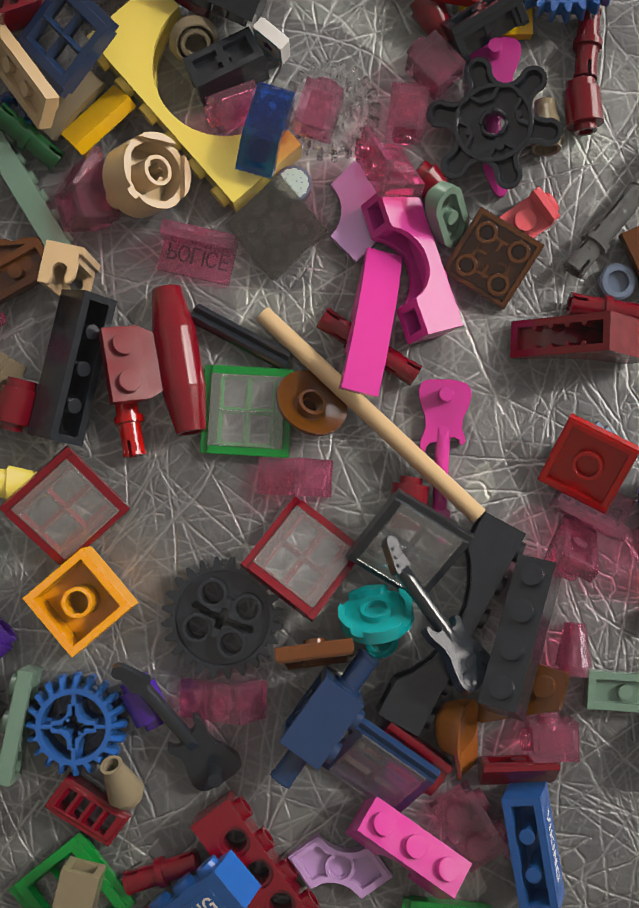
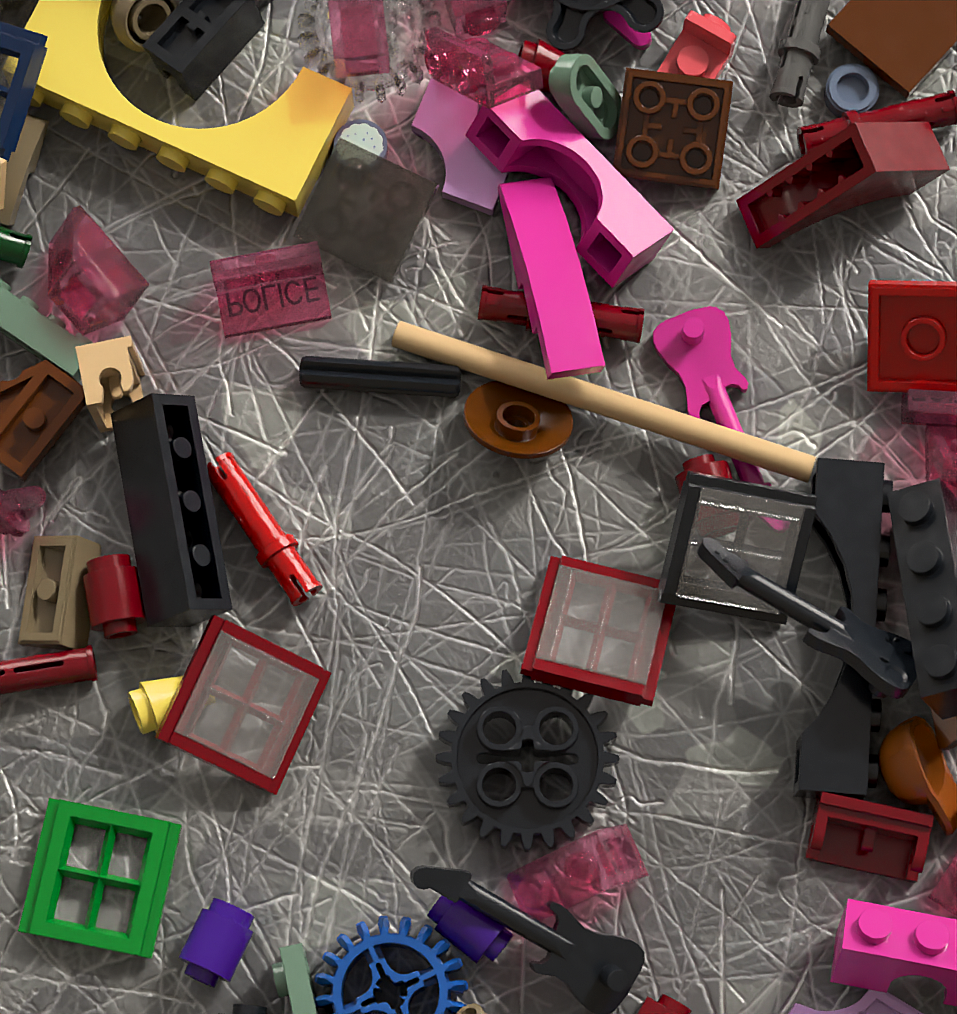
camera: 25 degrees left, 10 degrees down
(80, 600) = (324, 816): light orange brick -> none
(98, 120) = (59, 172): yellow tile -> none
(145, 175) = (162, 215): tan brick -> none
(166, 361) = (286, 451): dark red plate -> none
(230, 107) = (240, 78): clear pink brick -> none
(244, 412) = (431, 475): clear piece -> none
(264, 130) = (299, 88): clear blue slope -> none
(295, 476) = (535, 532): clear pink slope -> none
(315, 653) = (677, 745): reddish brown plate -> none
(322, 718) = (725, 825): dark blue brick -> none
(376, 617) = (733, 660): teal tile -> none
(382, 766) = (830, 854): clear piece -> none

